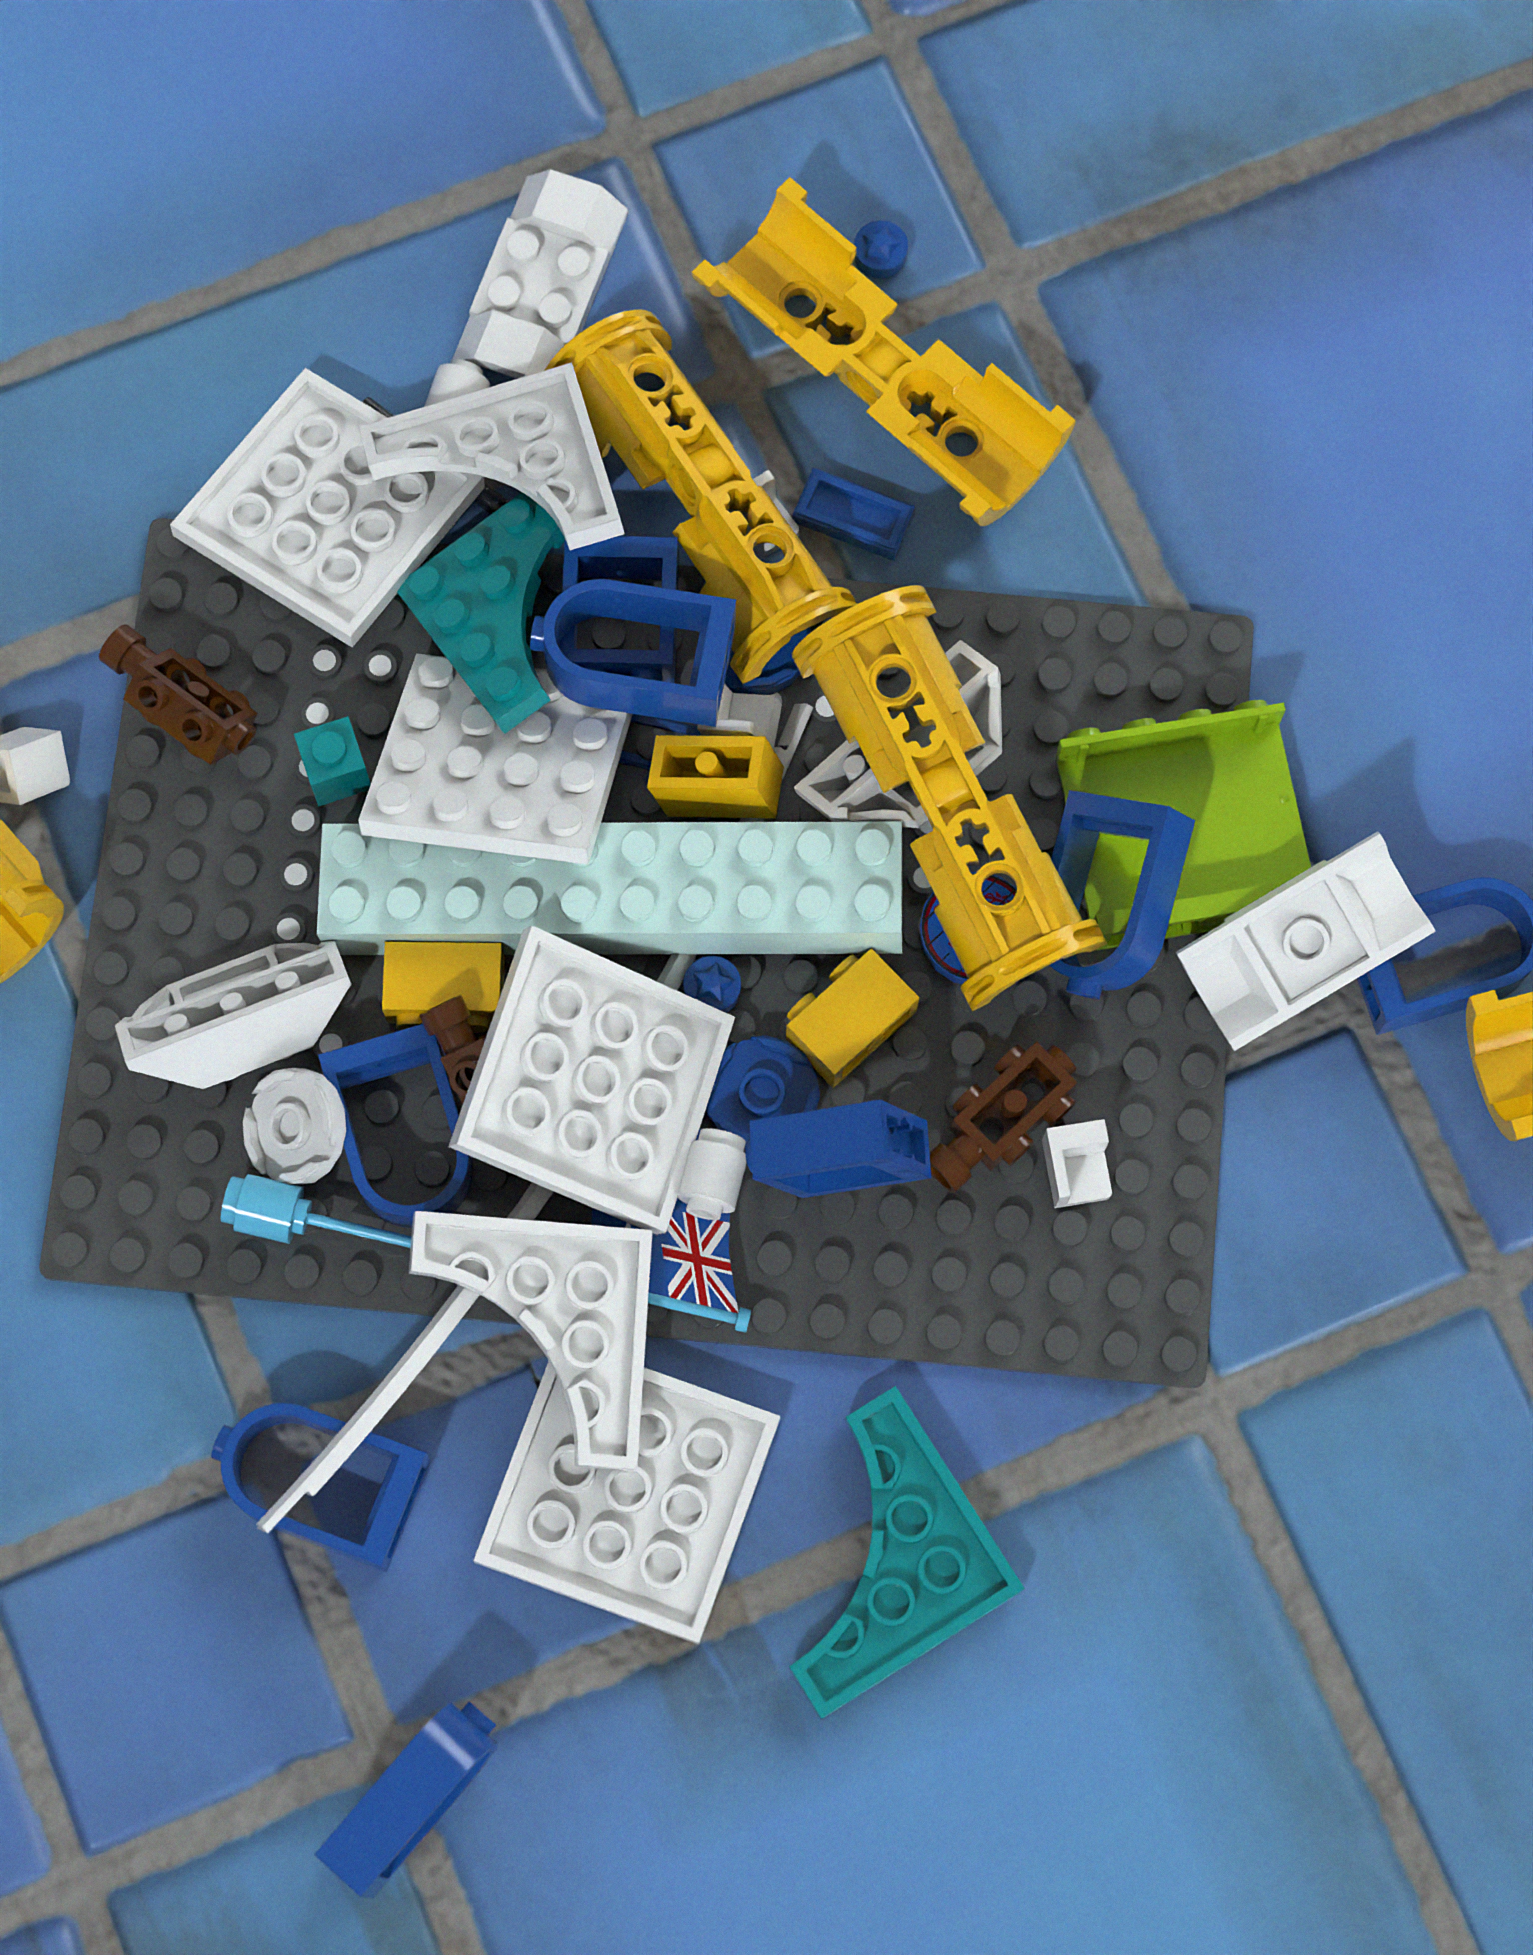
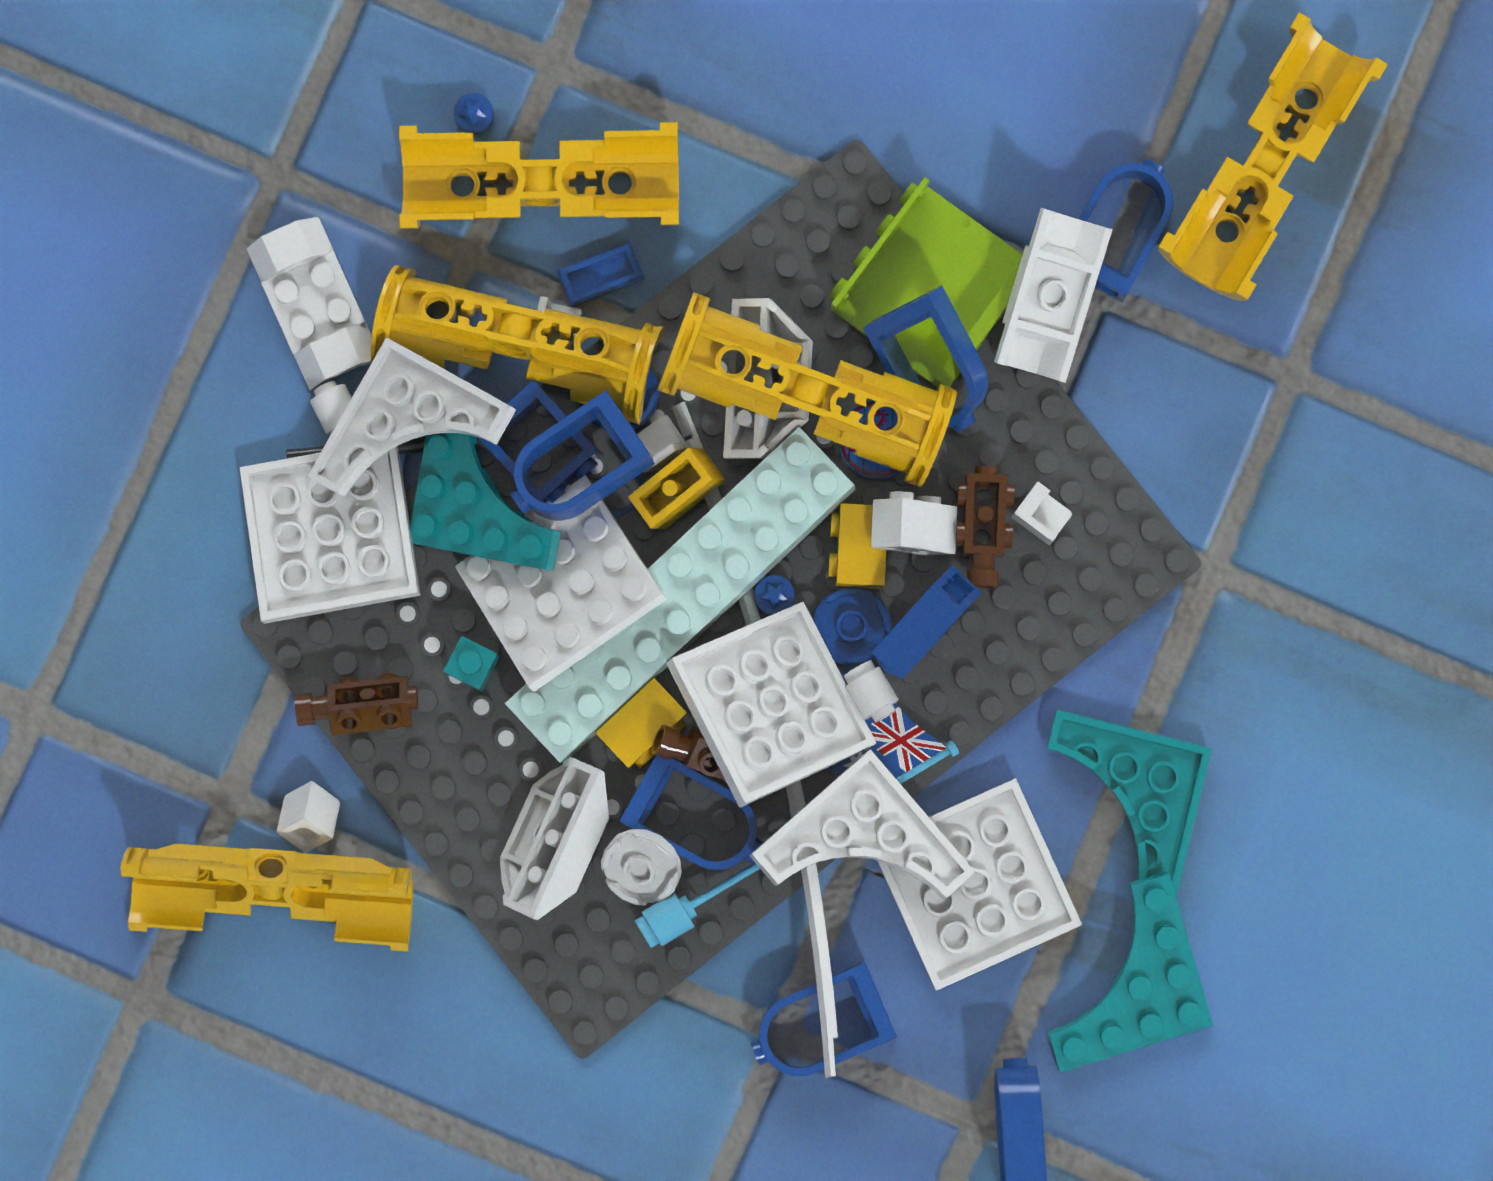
camera: 45 degrees left, 10 degrees up
(702, 1795) = (1153, 993): none -> teal plate
(926, 1041) = (914, 525): none -> white brick

